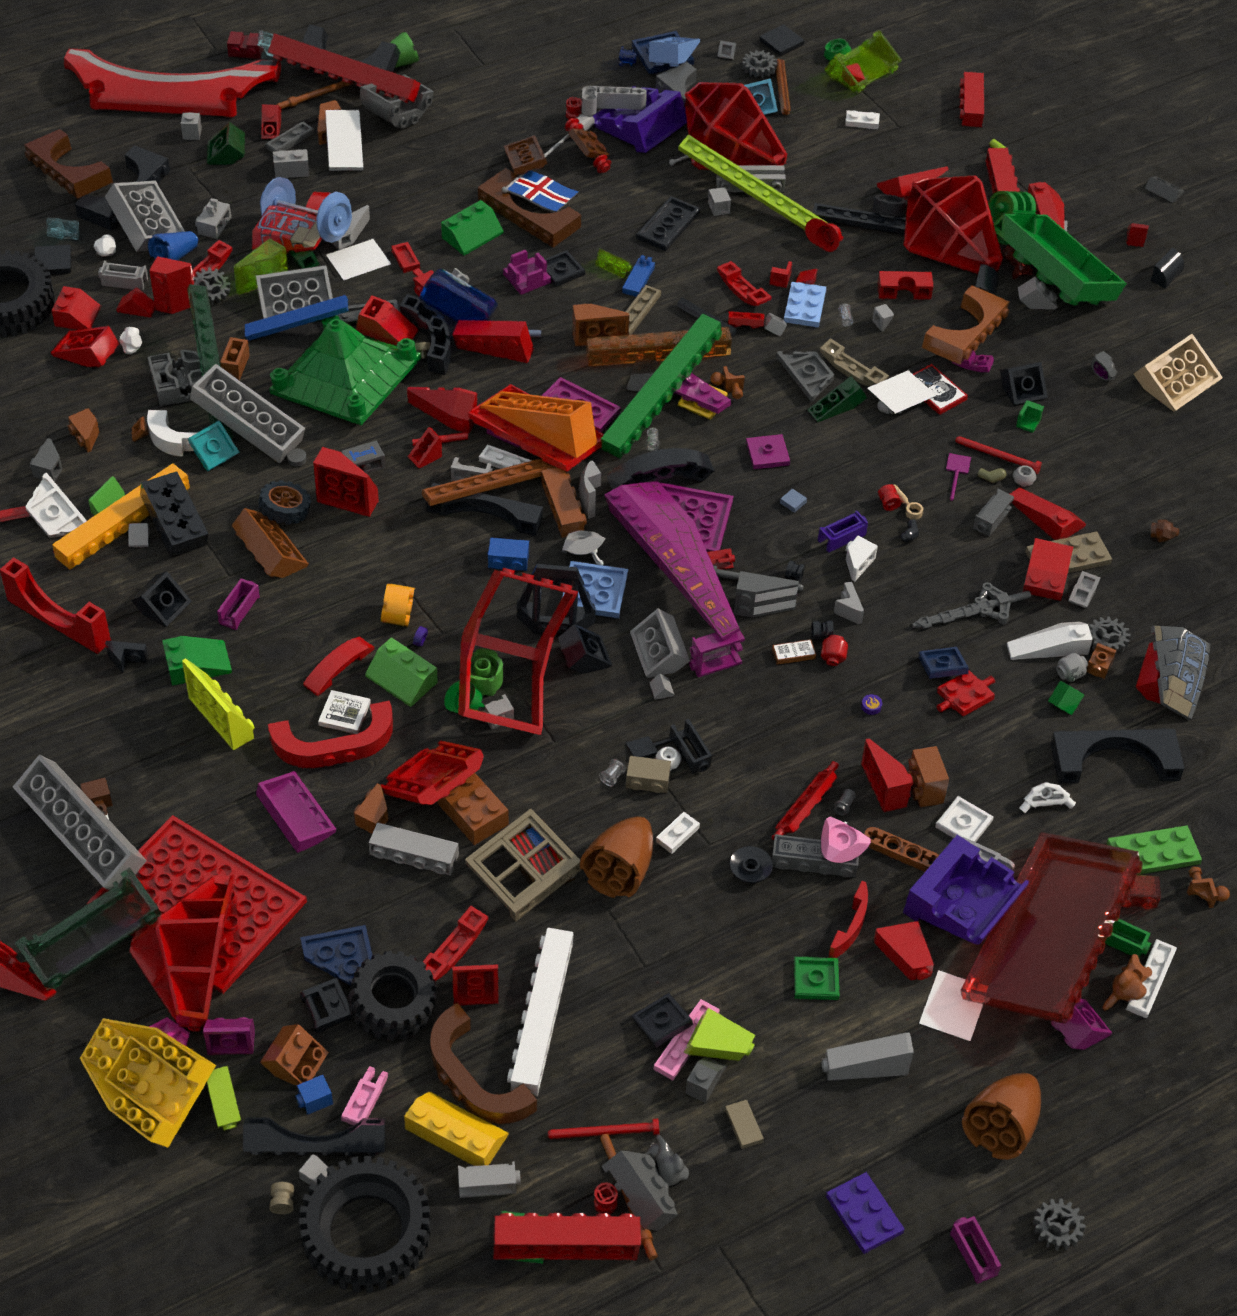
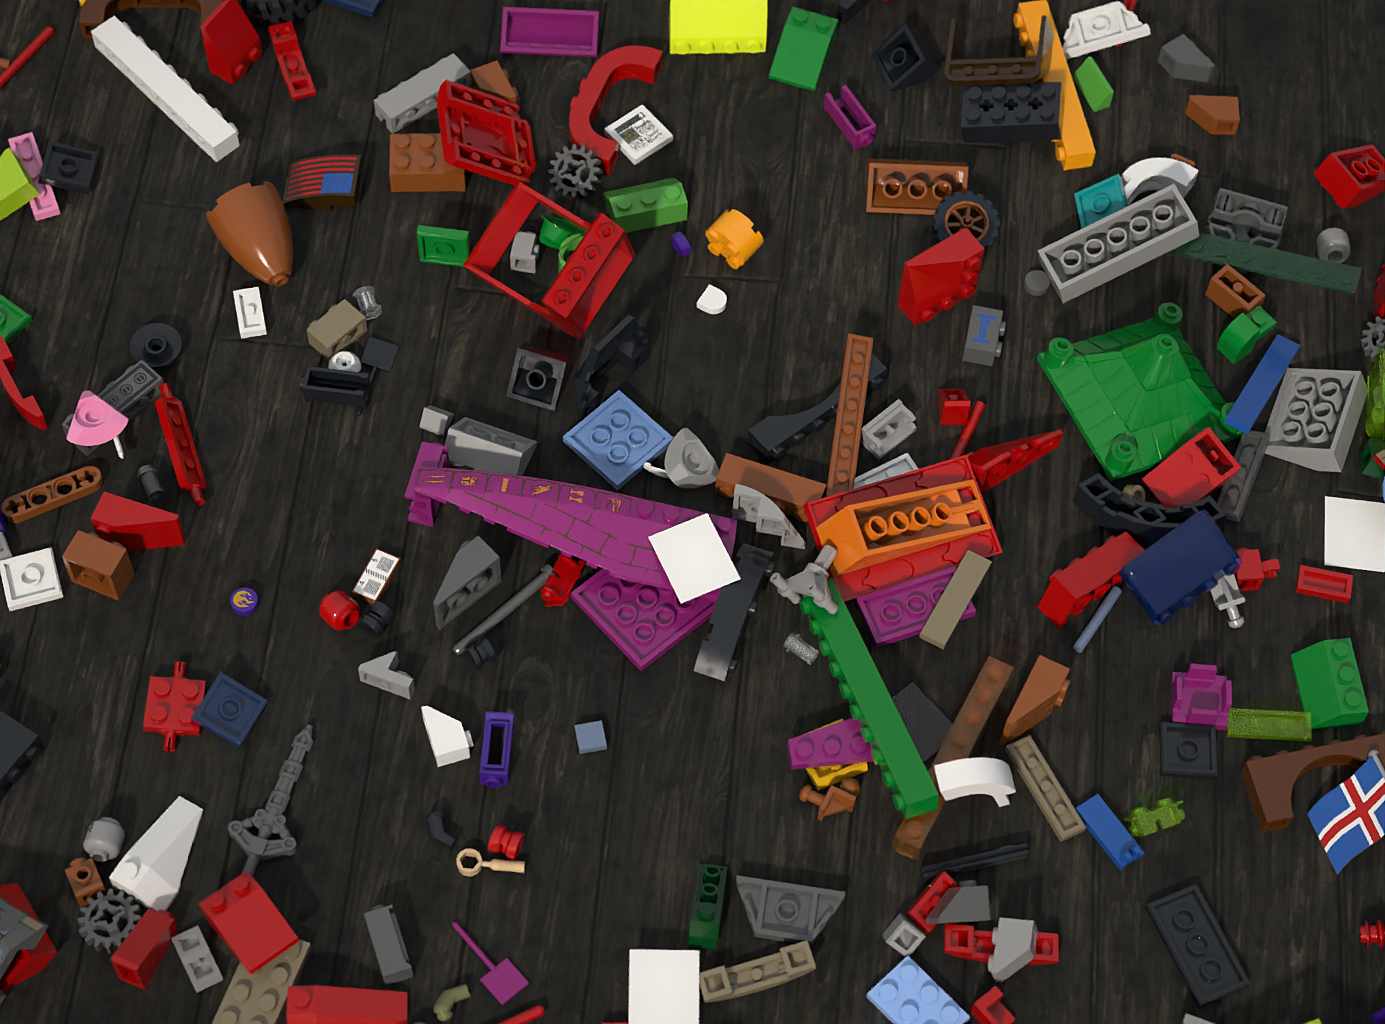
camera: 125 degrees right, 10 degrees up
(130, 340) = (1342, 218): white rock -> none
(143, 514) = (997, 71): none -> dark brown windscreen
(155, 336) = (1333, 245): none -> light grey head
(264, 342) = (1243, 333): none -> green brick
(335, 662) = (706, 164): red slope -> none
(411, 718) = (569, 163): none -> dark grey gear
(448, 601) = (712, 300): none -> white tile
(508, 554) = (731, 387): blue brick -> none
(514, 239) = (1269, 724): none -> clear neon green tile
(537, 747) = (443, 245): none -> green tile
(544, 884) = (286, 154): dark tan window -> none
(563, 384) = (955, 599): none -> dark tan tile
(614, 438) = (810, 582): none -> light grey axle
(654, 488) = (694, 558): none -> white sticker
(674, 313) = (975, 777): none -> white arch
(742, 303) = (962, 904): none -> dark grey slope
(744, 273) = (1014, 947): none -> light grey slope
(767, 451) = (689, 766): magenta plate -> none
(1066, 697) = (75, 801): green panel -> none
(1111, 602) = (144, 948): none -> red slope

